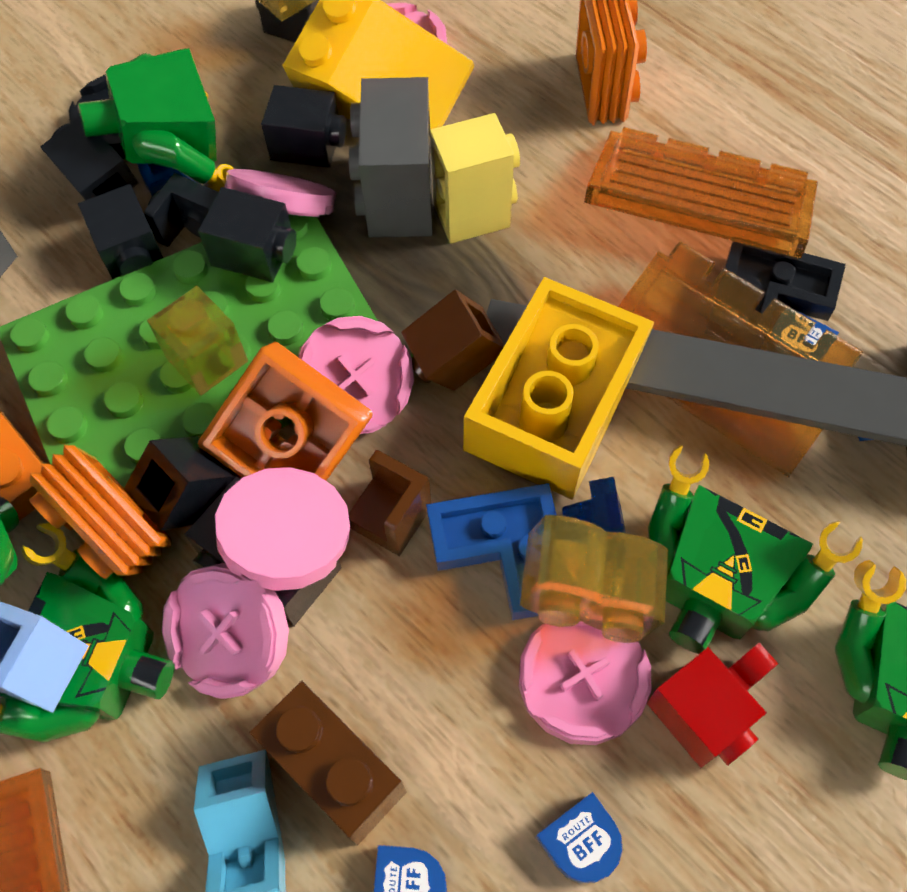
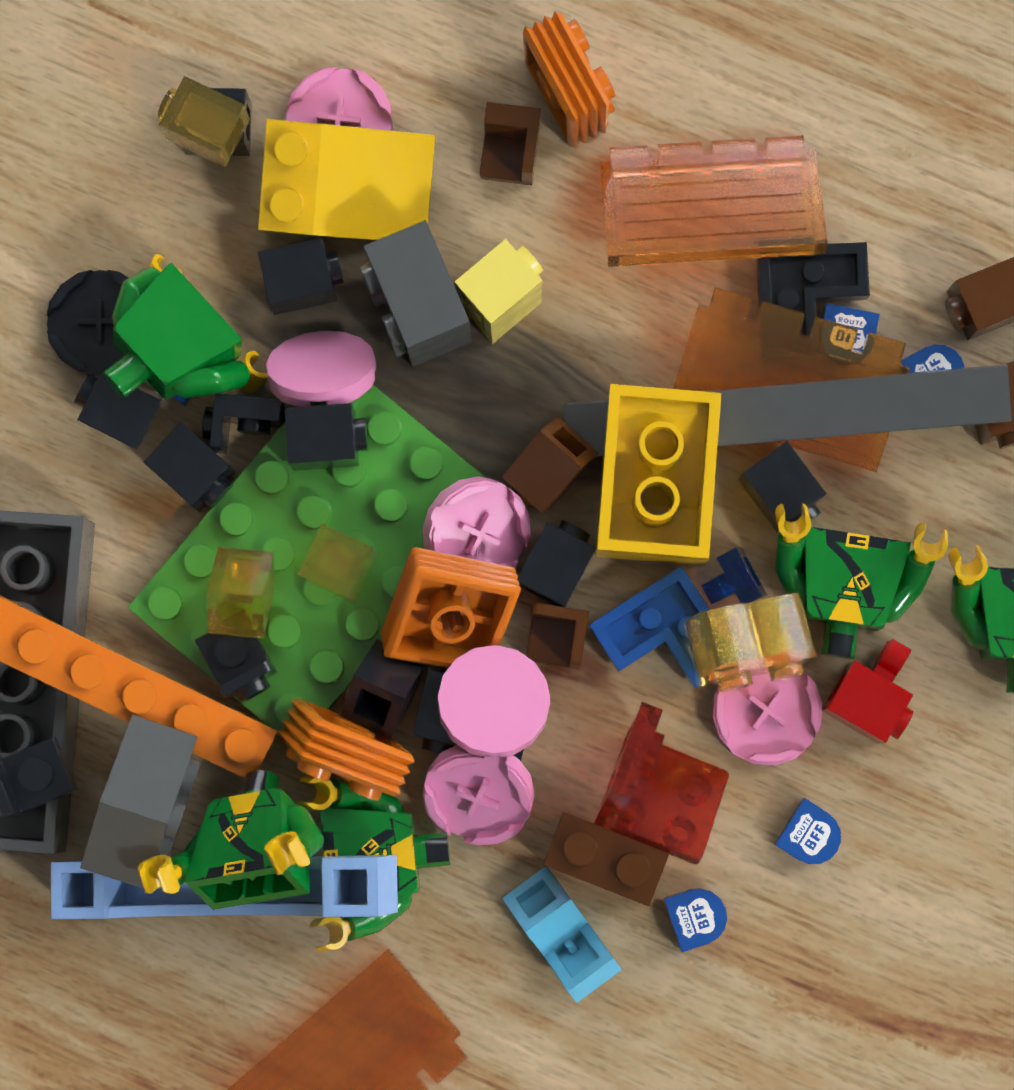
camera: 20 degrees left, 20 degrees up
(56, 399) = (237, 664): none -> black bracket
(88, 328) = (240, 592): none -> clear yellow brick
(420, 708) = (661, 792): none -> clear red bracket
(421, 432) = (557, 563): none -> black brick
(540, 92) = (510, 143): none -> reddish brown panel
(698, 431) = (782, 480): none -> black brick

